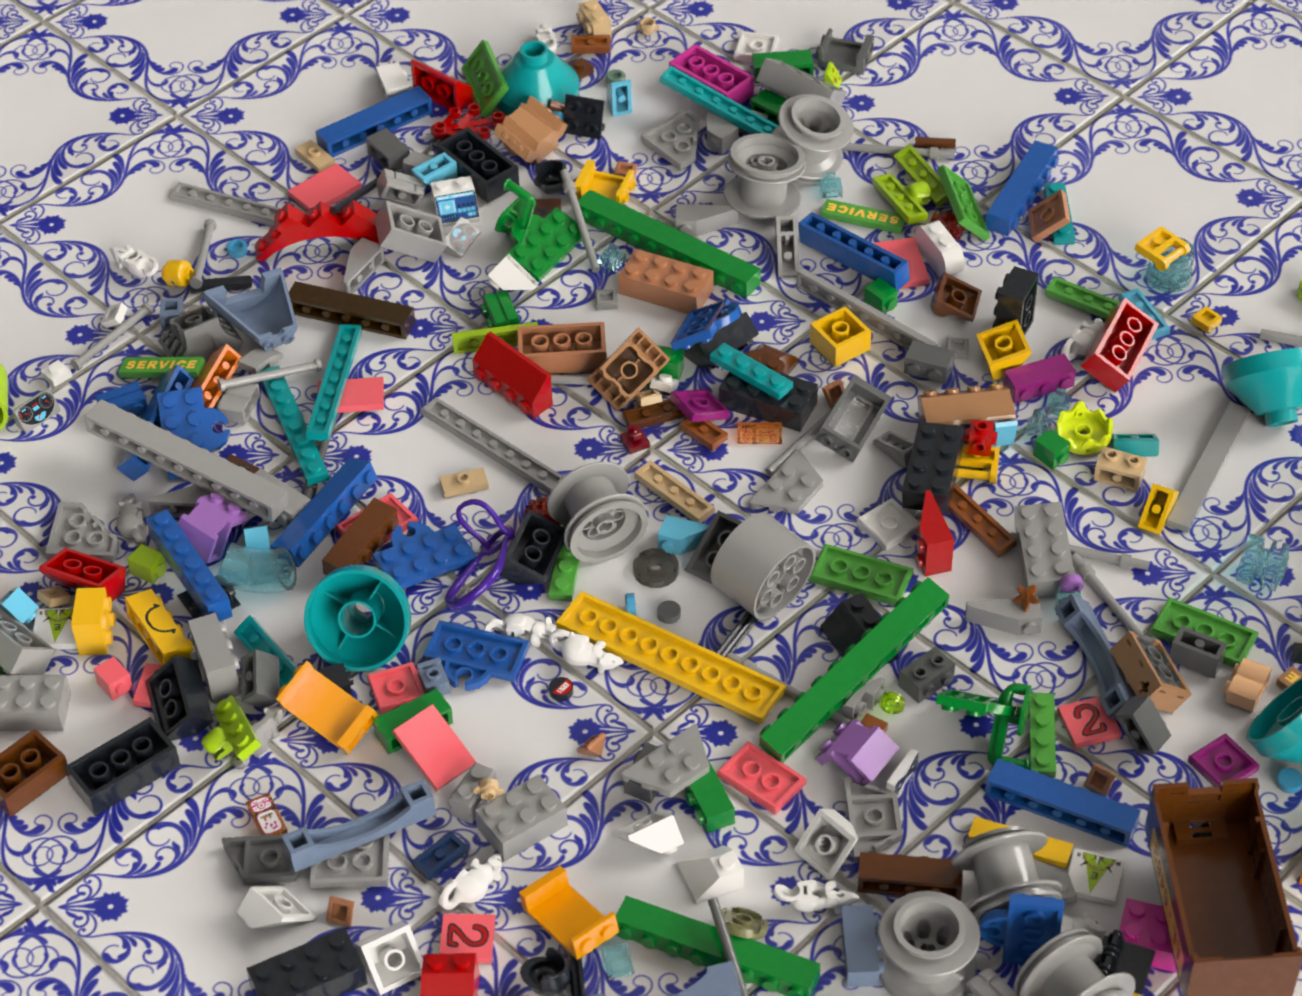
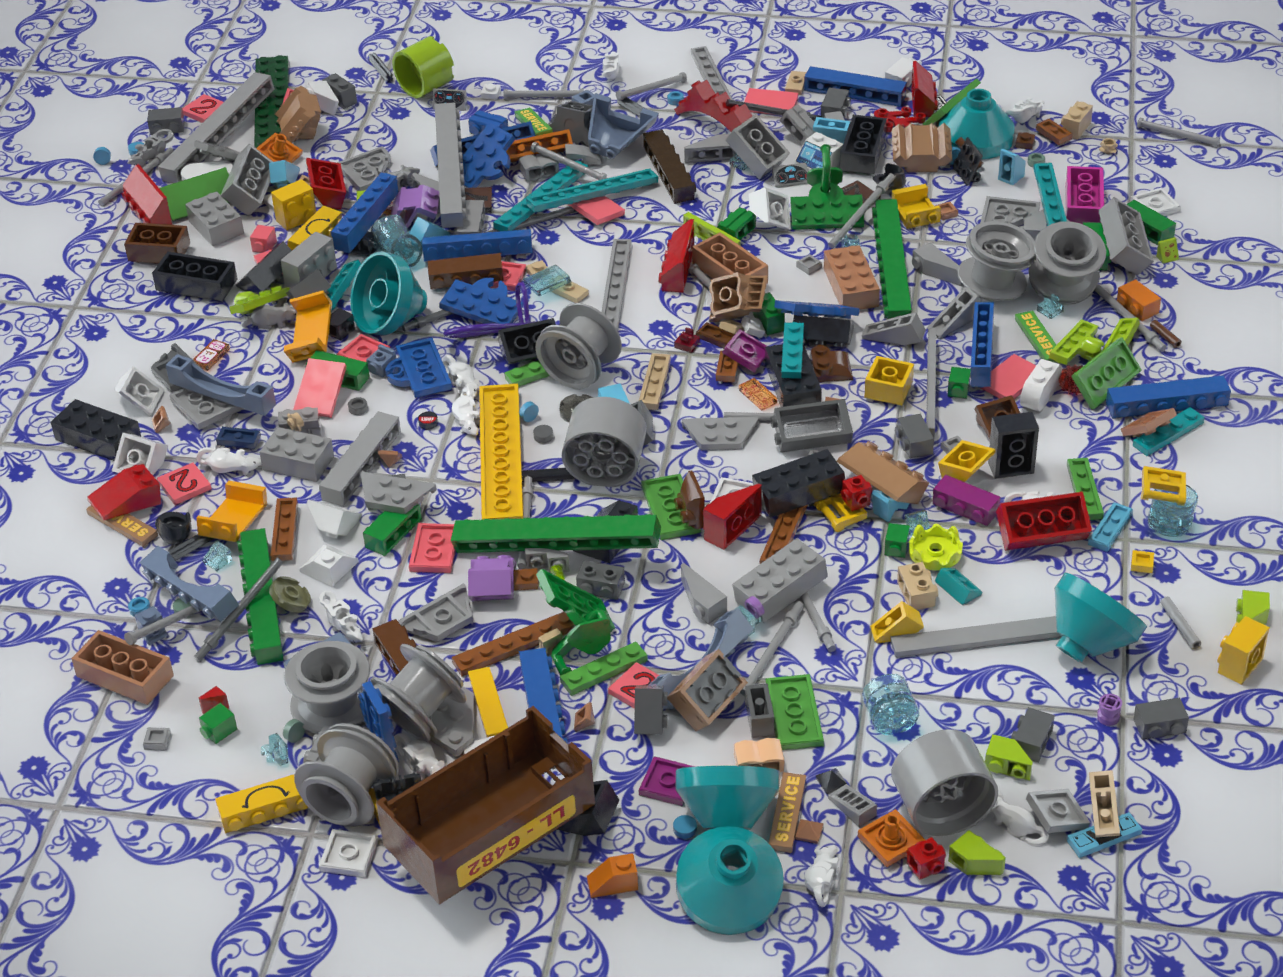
camera: 55 degrees right, 5 degrees down
(114, 315) = (560, 84): white plate -> none
(177, 273) = (619, 82): yellow head -> none
(395, 259) = (738, 163): none -> clear light blue plate
(407, 489) = (535, 267): none -> tan plate
(439, 488) = (547, 280): none -> clear light blue tile
(481, 734) = (357, 406): none -> dark grey tile
(576, 770) = (360, 457): none -> light grey brick
(625, 881) = (284, 529): none -> dark orange plate
(770, 294) = (898, 330): none -> light grey slope
(827, 842) = (400, 601): white slope -> none
(845, 54) = (1204, 244): dark grey panel -> none
(880, 130) = (1138, 300): none -> orange brick
(894, 550) = (691, 502): none -> reddish brown slope
(903, 771) = (494, 611): white tile -> none
(953, 783) = (510, 644): none -> dark orange plate
(981, 754) = (550, 640): none -> tan plate
(1026, 596) = (714, 587): dark orange plant -> none
(1058, 402) = (955, 520): clear light blue tile -> none

